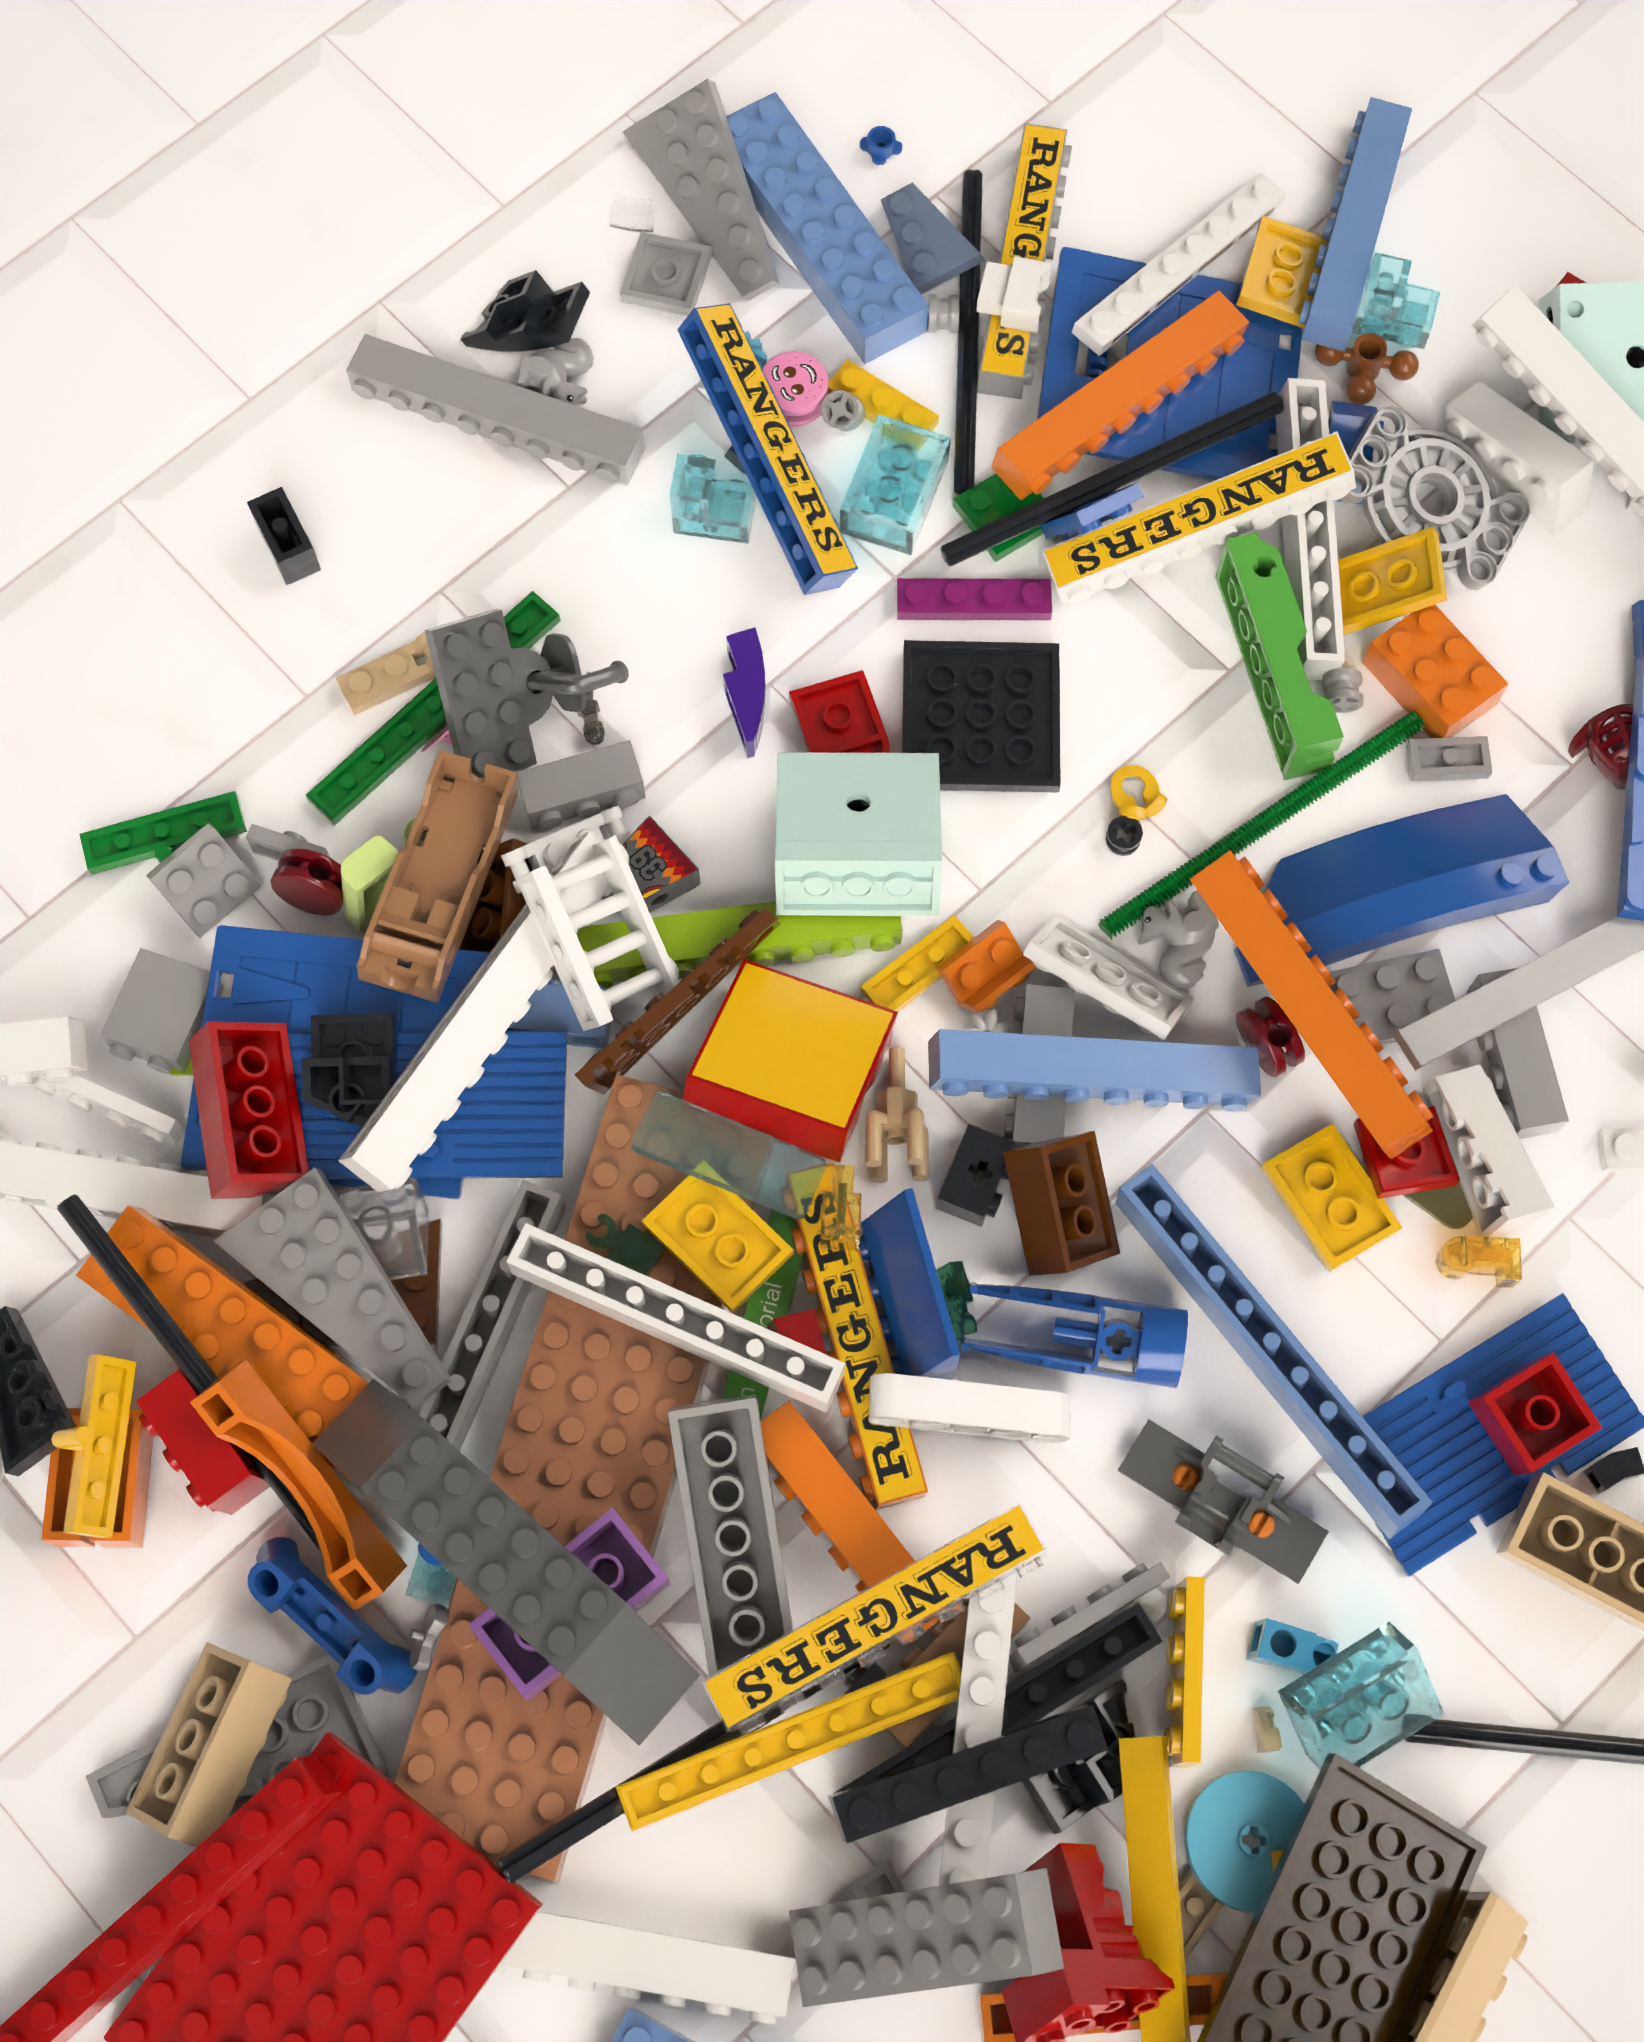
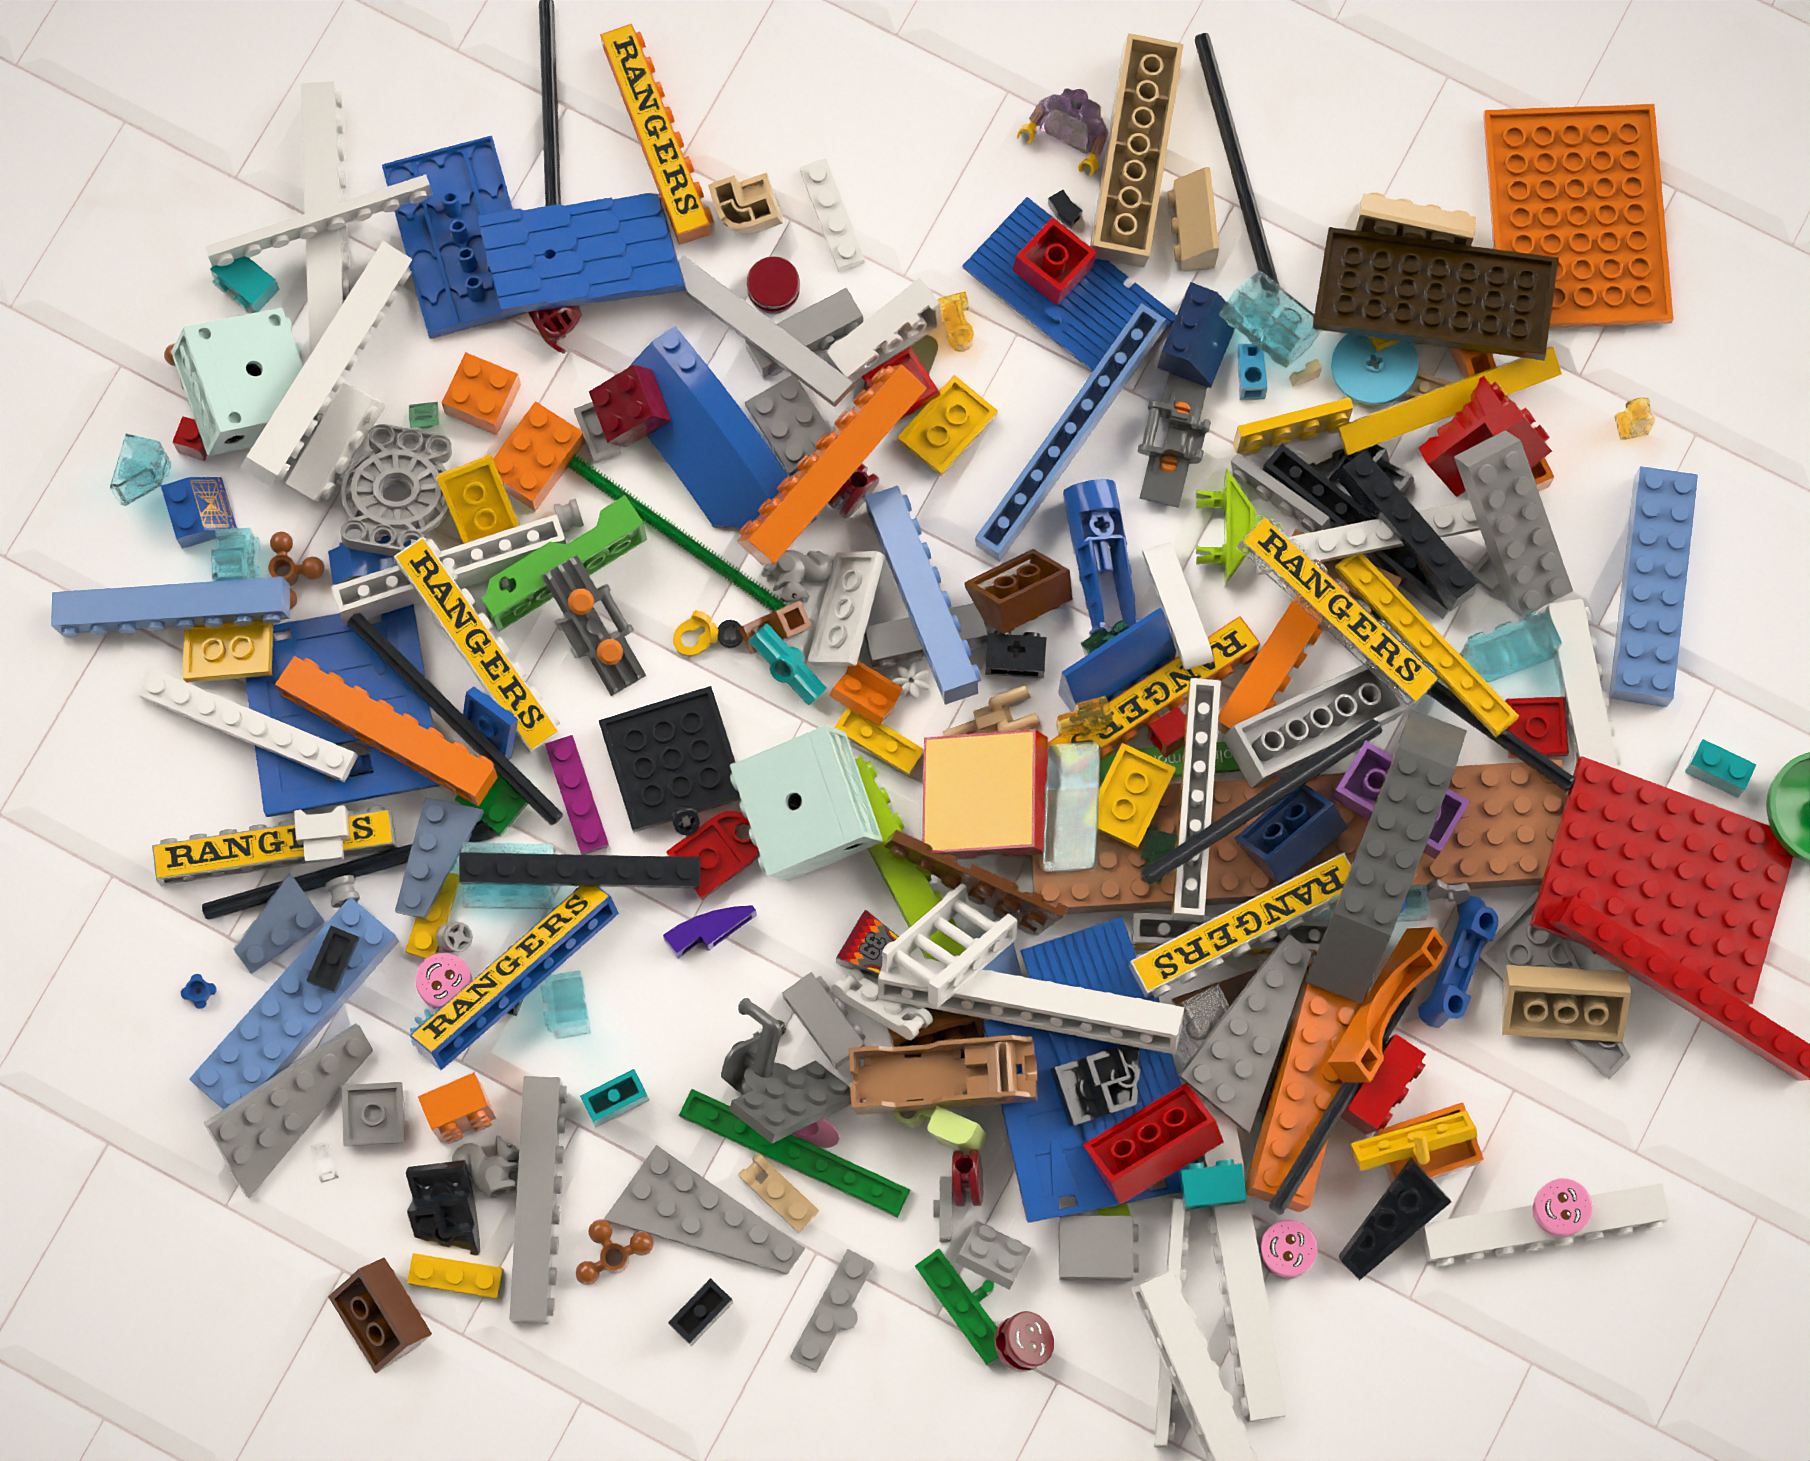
camera: 110 degrees left, 5 degrees up
(49, 1251) = (1288, 1249): none -> bright pink head
(83, 882) = (1024, 1341): none -> head
(162, 1165) = (1212, 1185): none -> teal brick
(228, 690) = (833, 1310): none -> light grey hinge
(417, 570) = (688, 1209): none -> light grey wing
(427, 464) = (601, 1232): none -> dark orange piece
(434, 221) = (379, 1314): none -> reddish brown slope
(447, 308) = (455, 1276): none -> yellow plate
(480, 1320) = (1240, 927): none -> brick
(577, 520) = (614, 1098): none -> teal brick
(584, 1435) = (1291, 833): none -> dark blue slope
(624, 1874) = (1541, 724): none -> red plate
(625, 338) = (457, 1108): none -> orange brick
(636, 1403) = (1261, 802): none -> black axle
(747, 1870) = (1512, 646): none -> clear light blue brick
(855, 256) = (333, 959): none -> black plate
(867, 552) = (579, 870): none -> black plate
(901, 706) = (694, 822): none -> black bush
(951, 410) = (434, 853): none -> sand blue wing
(1056, 881) = (778, 655): none -> teal piece
(1070, 1546) = (1239, 520): none -> lime connector
(1114, 885) = (784, 621): none -> dark orange slope
(1180, 652) = (585, 630): none -> dark grey piece
(1364, 1581) = (1197, 337): none -> dark blue slope
(1469, 283) = (197, 509): none -> blue slope
(1470, 793) = (629, 405): none -> dark red brick
(1528, 565) = (424, 415): none -> clear green plate
(1538, 635) = (481, 393): none -> orange brick
(1542, 230) = (139, 468): none -> clear light blue slope
(1548, 1646) = (1194, 220): none -> tan slope
(1598, 1036) = (773, 284): none -> dark red head

